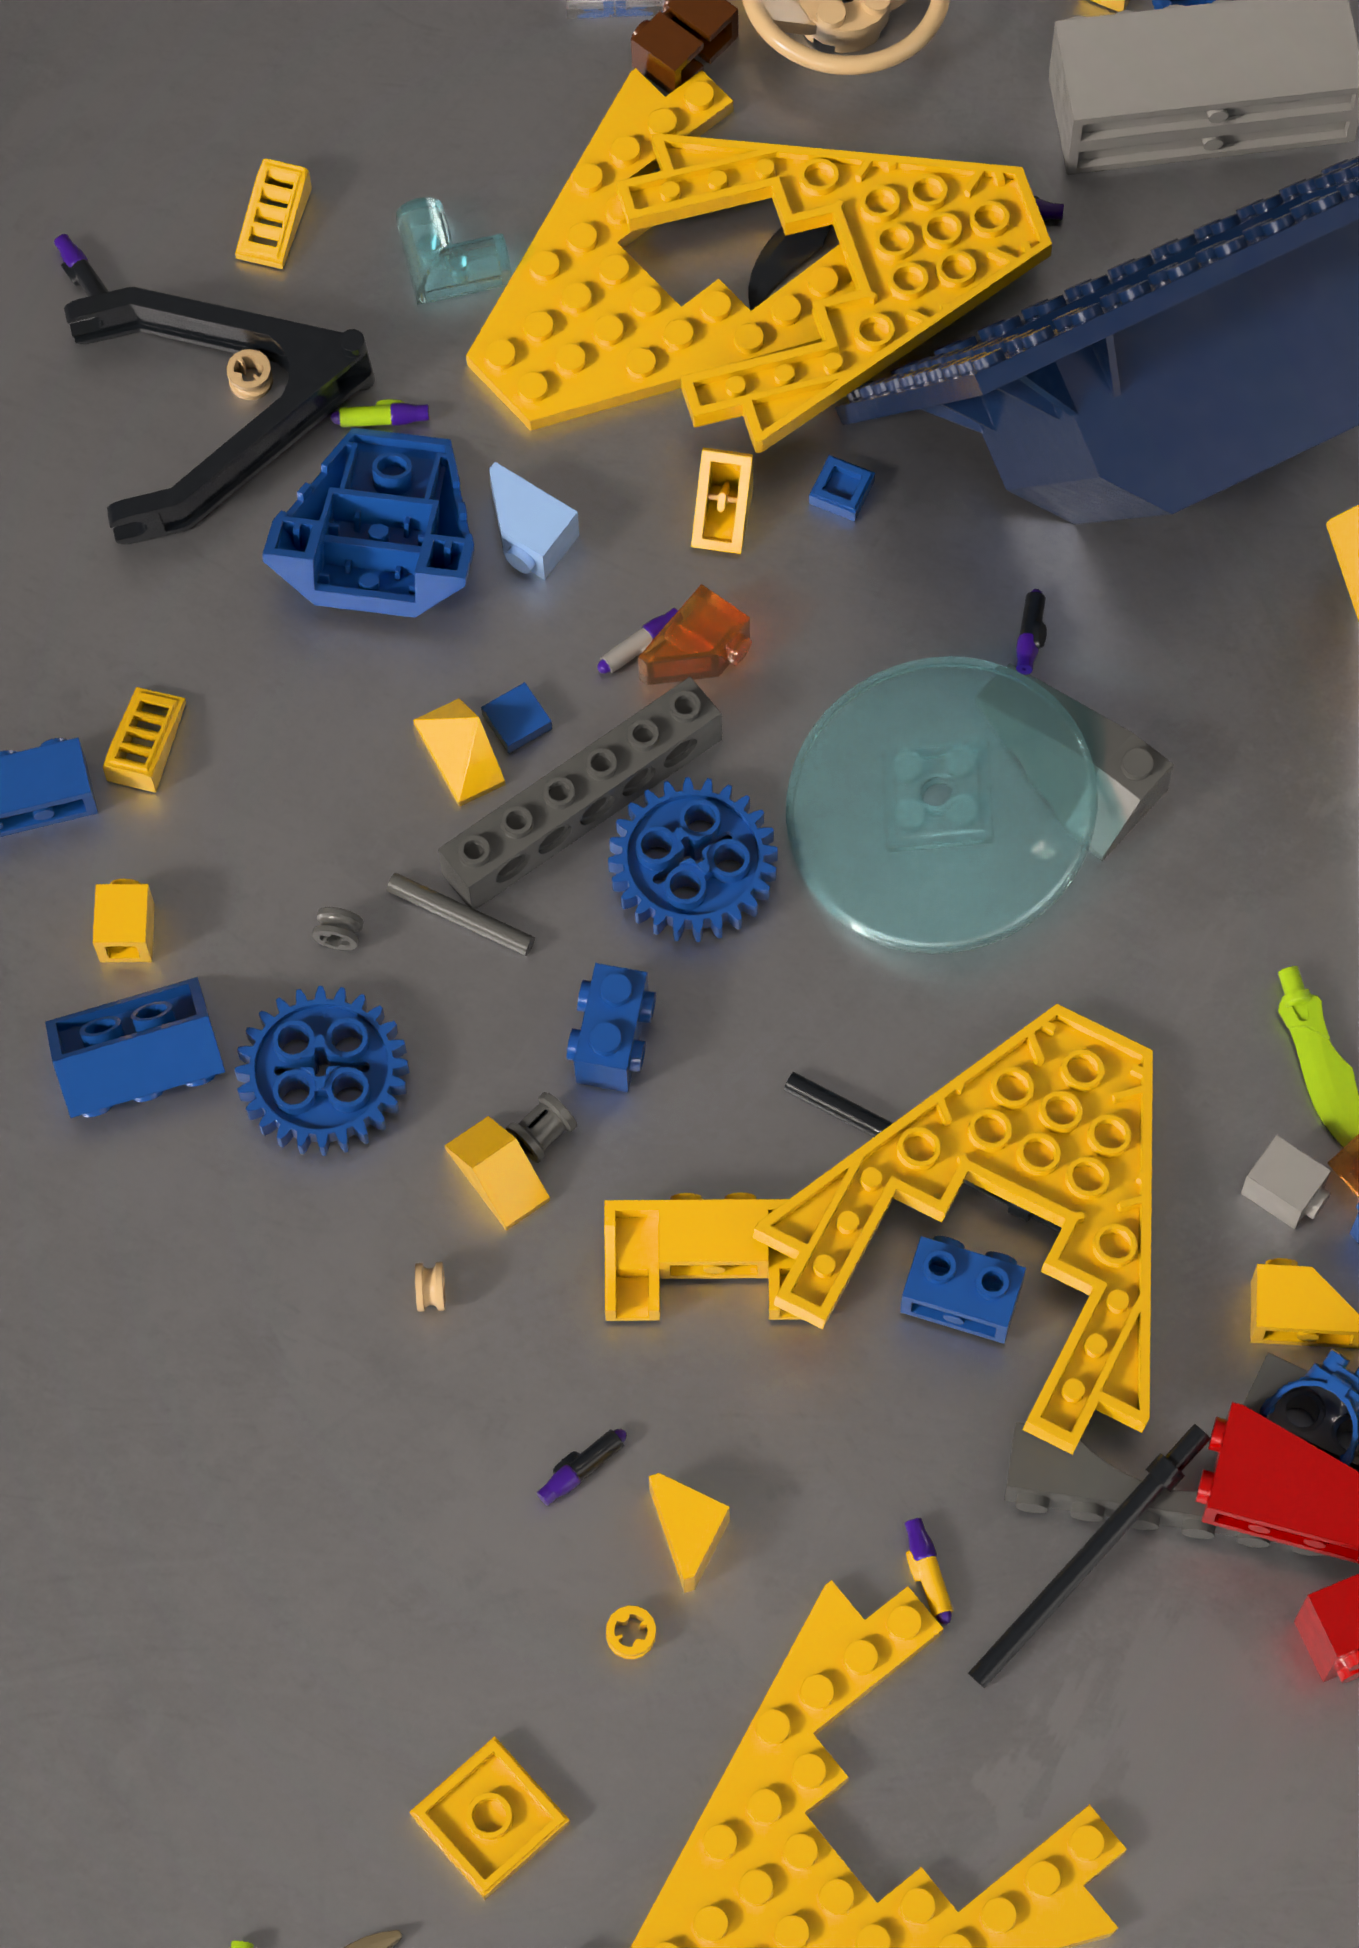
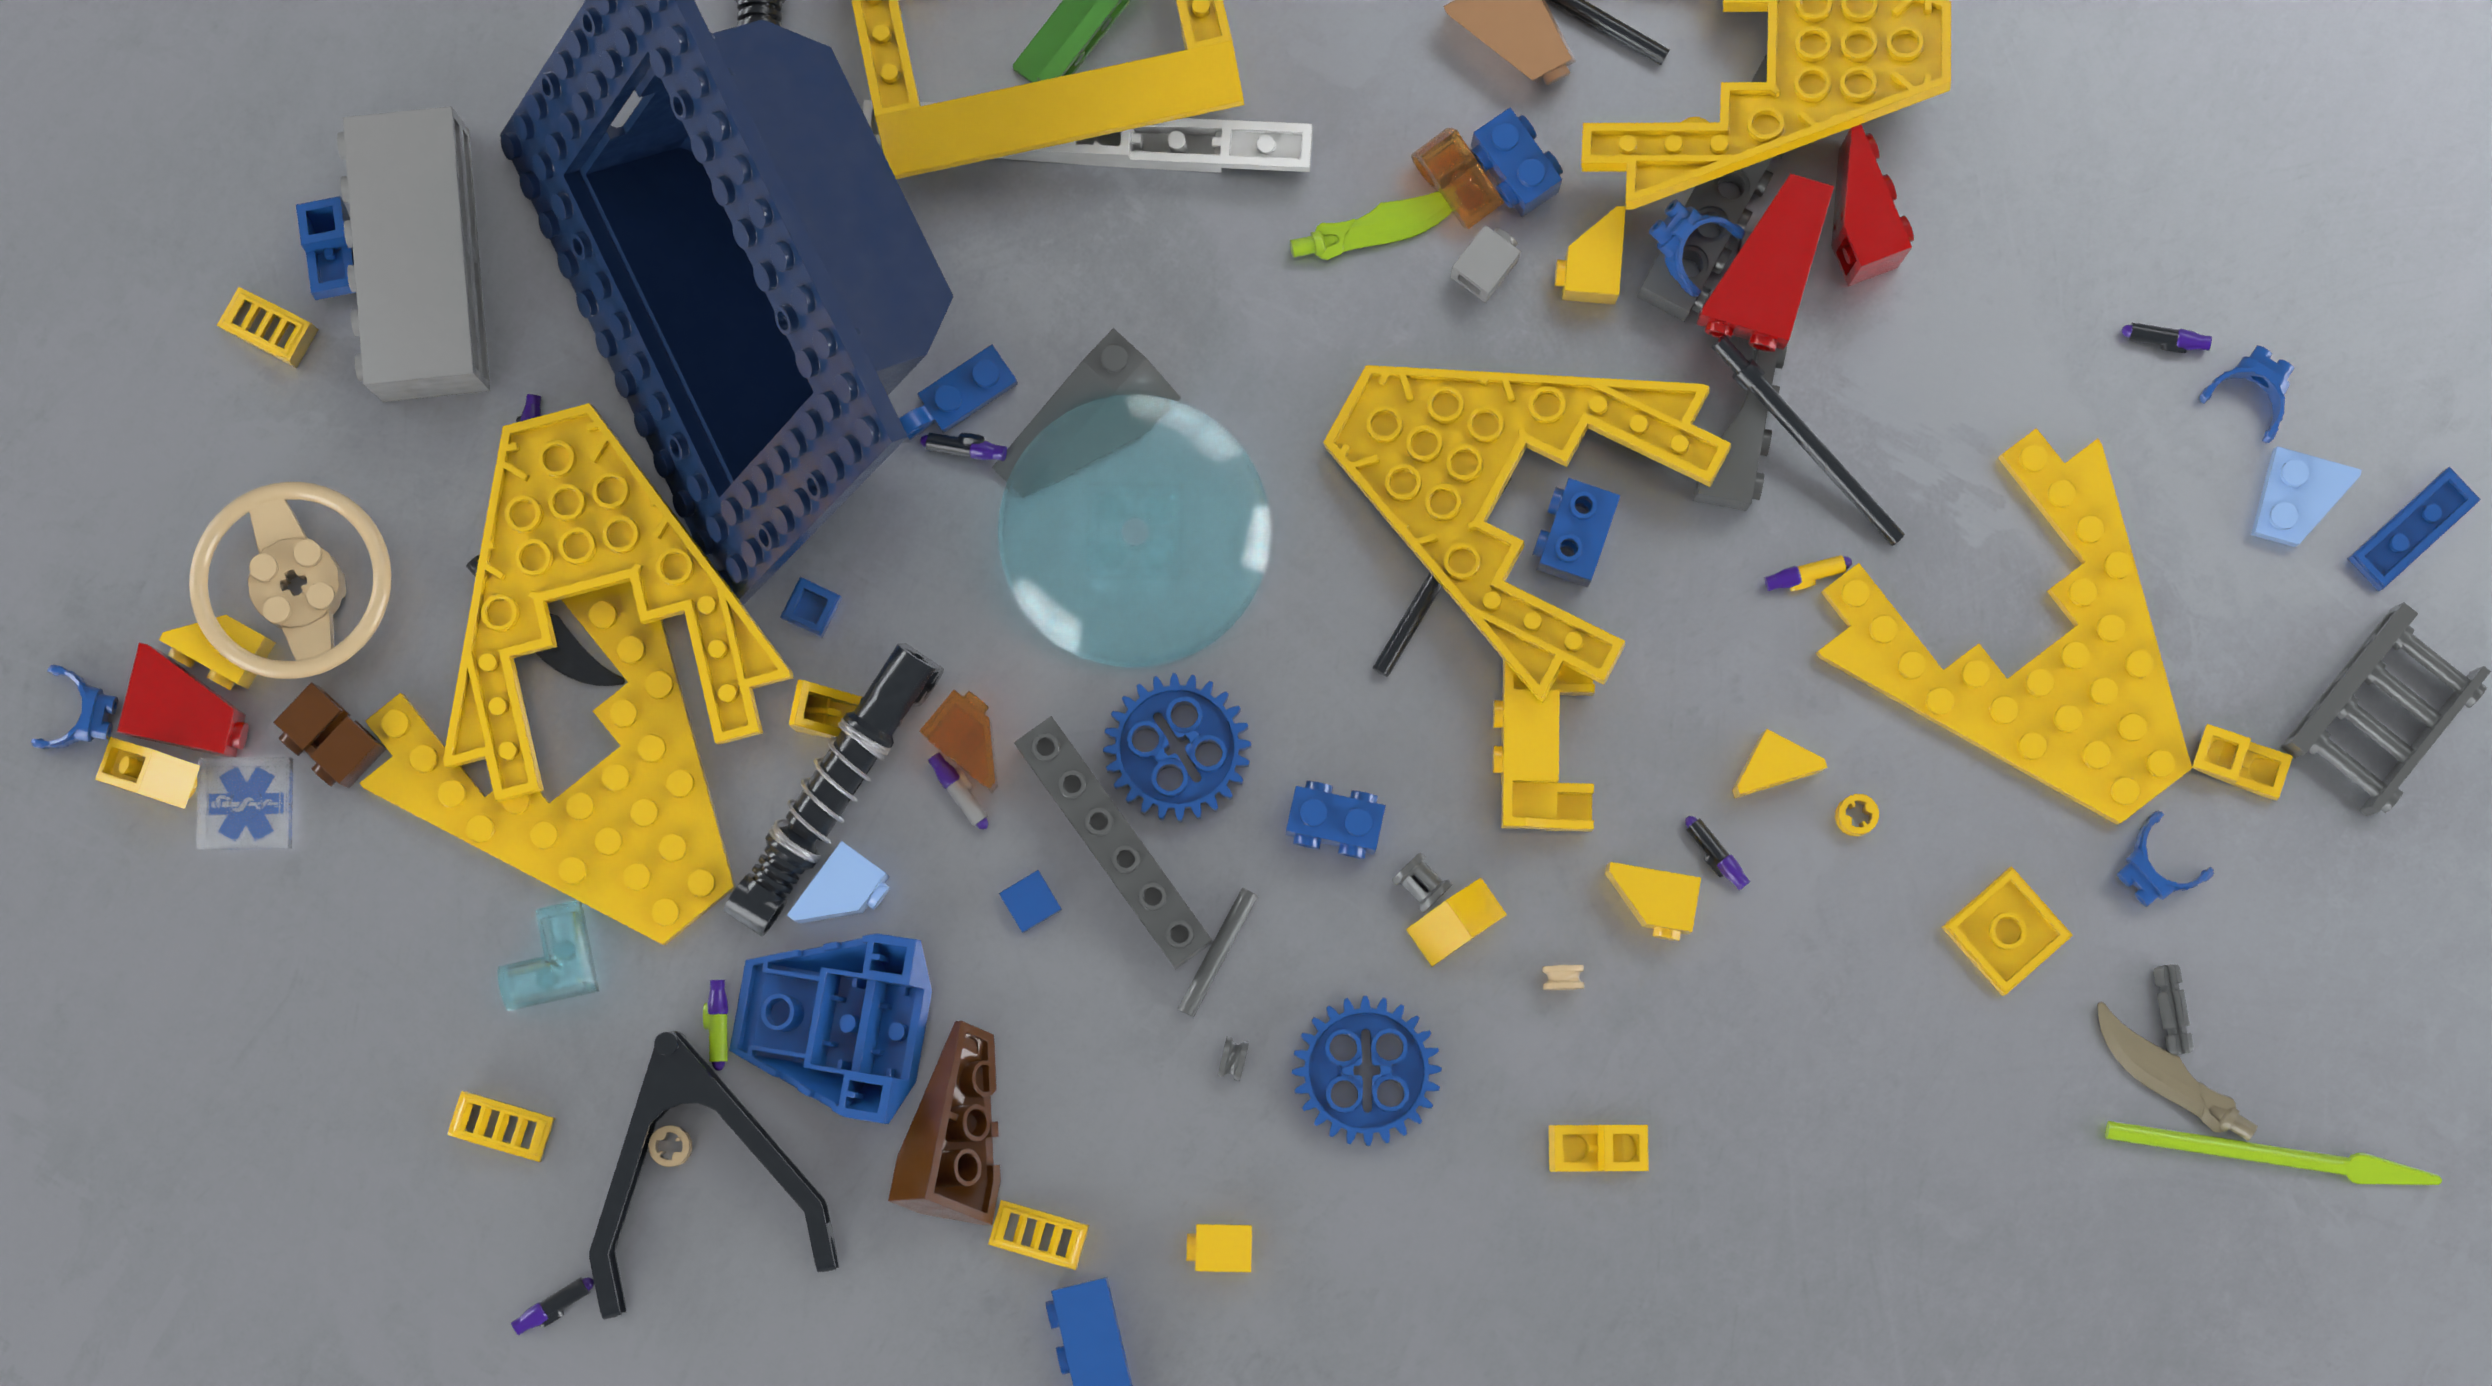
camera: 90 degrees left, 15 degrees up
(134, 1048) = (1339, 1236): blue slope -> none
(230, 1333) = (1598, 1148): none -> yellow slope
(247, 643) = (948, 1150): none -> reddish brown wedge
(460, 751) = (1059, 952): yellow slope -> none
(524, 1391) = (1657, 898): none -> yellow slope
(758, 564) = (864, 738): none -> black piece
(1091, 626) = (960, 393): none -> blue plate

